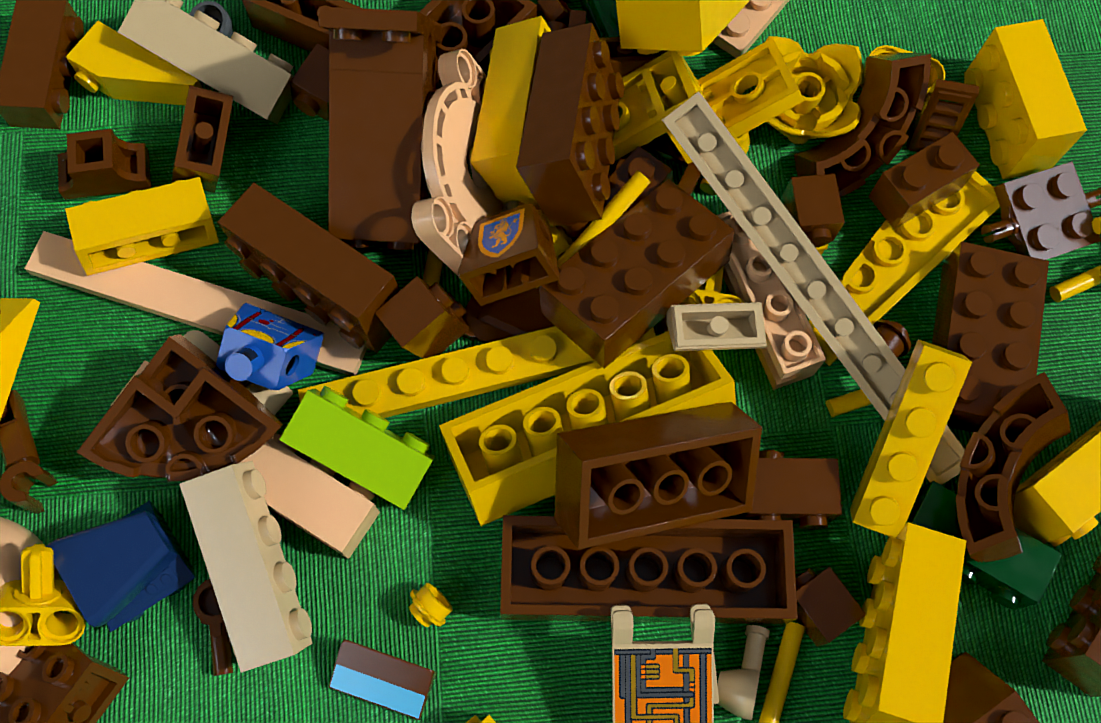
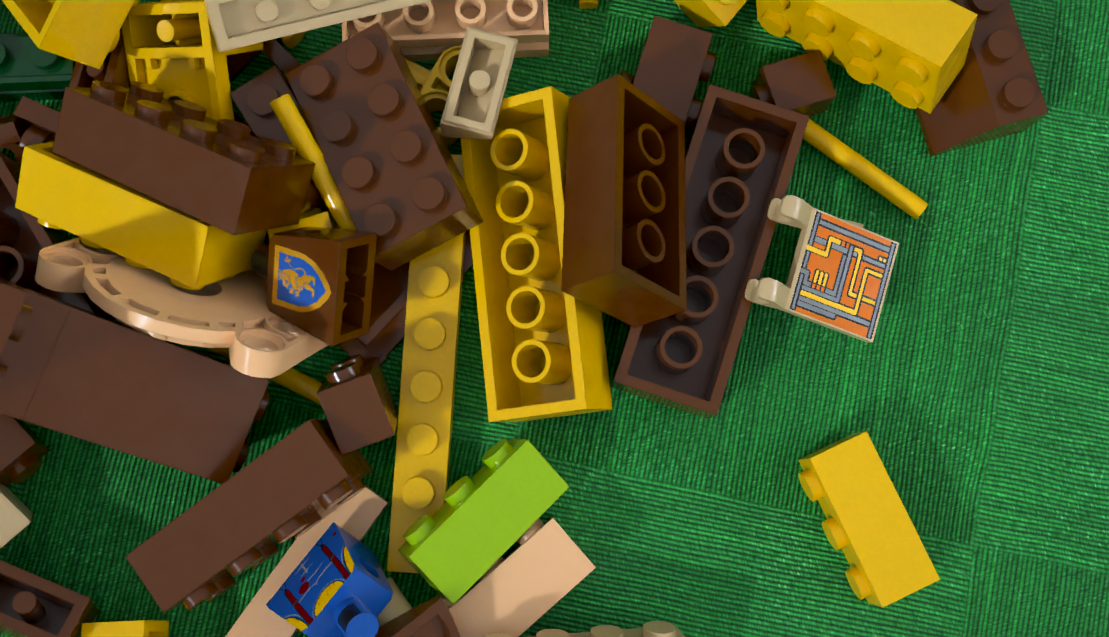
camera: 75 degrees left, 10 degrees up
(382, 679) = (732, 560): slope -> none
(429, 606) = (673, 489): yellow plate -> none
(739, 687) = (846, 197): tan bar -> none

